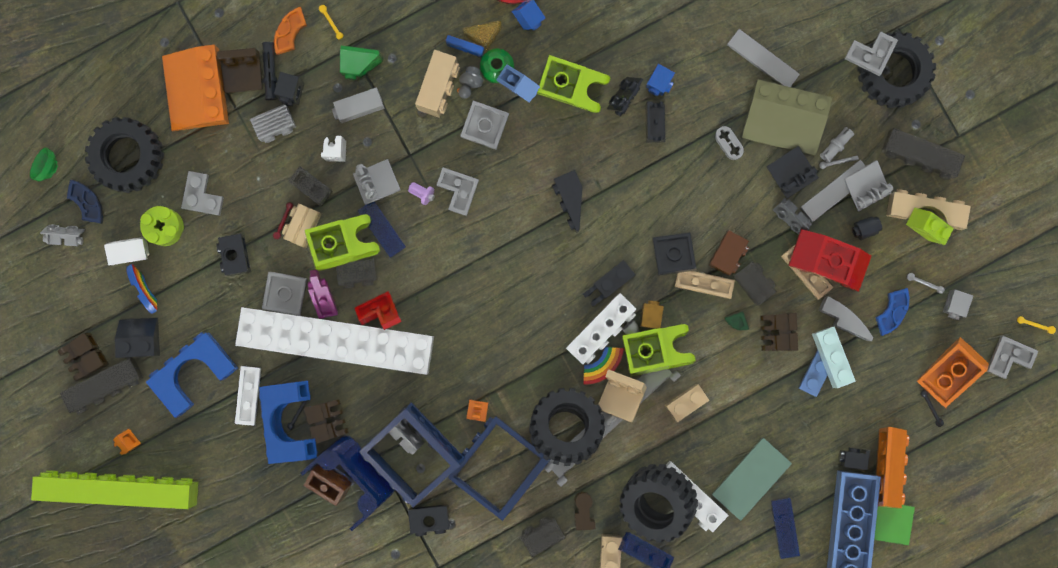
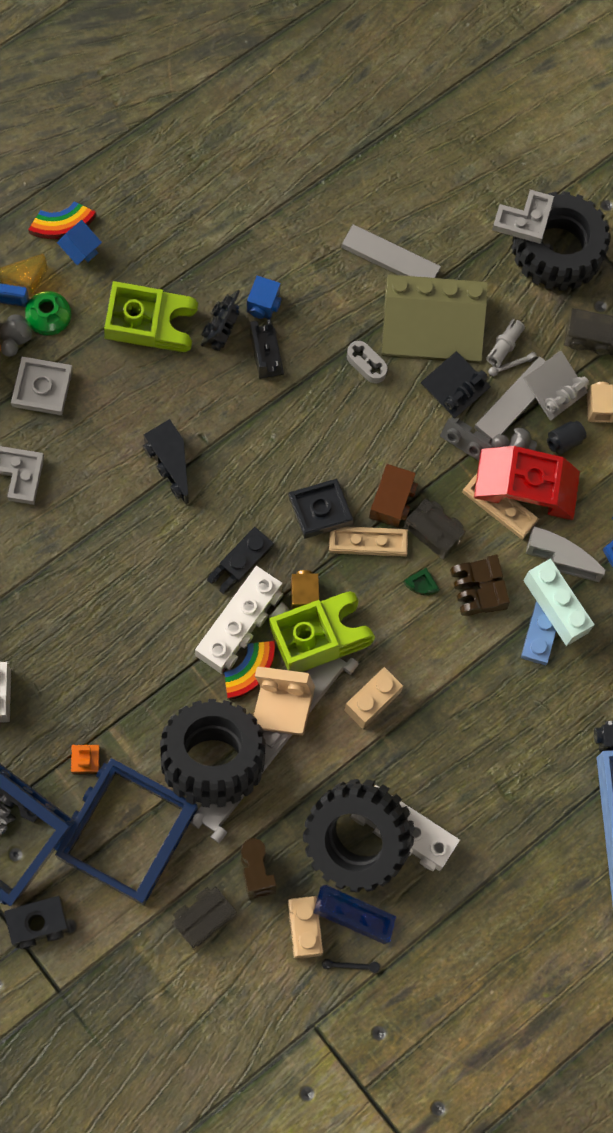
camera: 20 degrees left, 15 degrees down
(518, 83) = (78, 323): medium blue brick -> none
(751, 478) = (482, 789): sand green tile -> none
(785, 528) = (542, 848): clear blue plate -> none
(830, 228) = (520, 439): none -> dark grey animal

